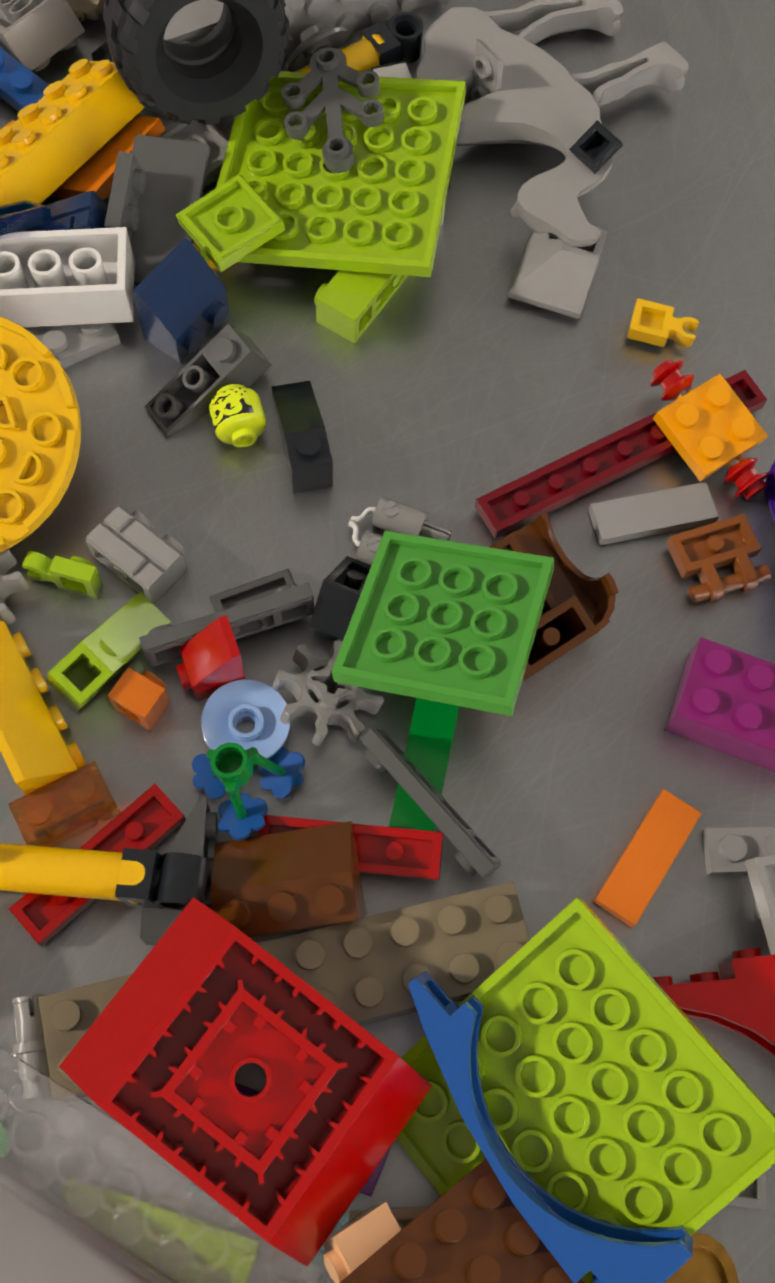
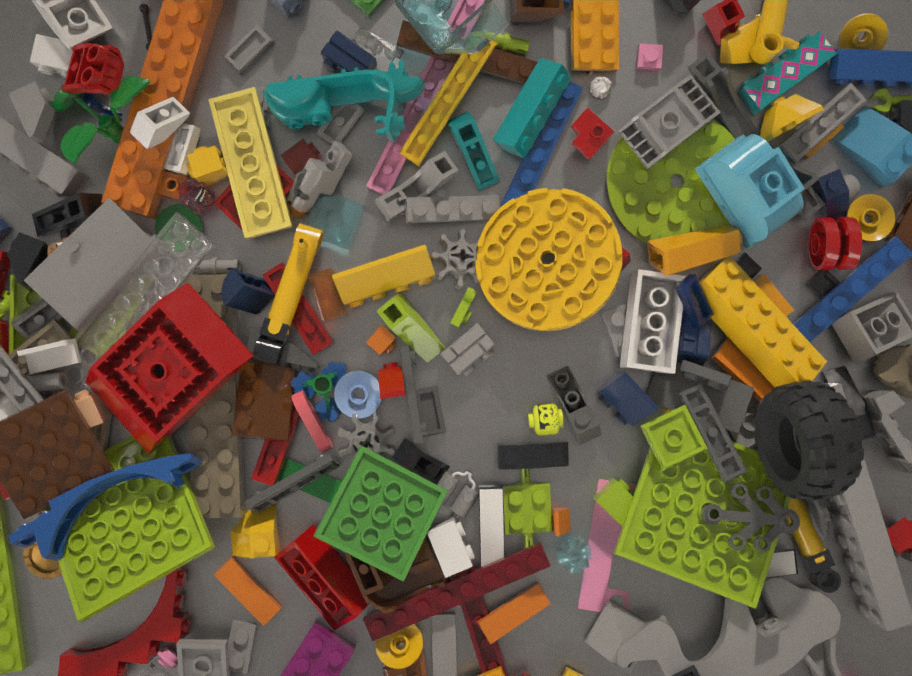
camera: 105 degrees right, 20 degrees up
(73, 961) = (245, 291): none -> dark blue brick
(242, 154) = (713, 433): none -> dark grey plate
(307, 788) = (312, 421): none -> coral beam
(391, 428) = (527, 508): none -> lime plate
(401, 379) = (560, 521): none -> orange slope
(417, 320) = (602, 541): none -> bright pink piece
(443, 466) = (491, 523): none -> white slope
(448, 345) = (572, 545): none -> clear light blue brick
(482, 512) = (450, 547): none -> white brick
(542, 858) = (257, 534): none -> yellow slope
(547, 491) = (458, 591): none -> dark red plate
(564, 416) = (513, 613): none -> orange tile
(587, 723) = (323, 578): none -> red slope
(643, 573) = (399, 659): none -> yellow dish

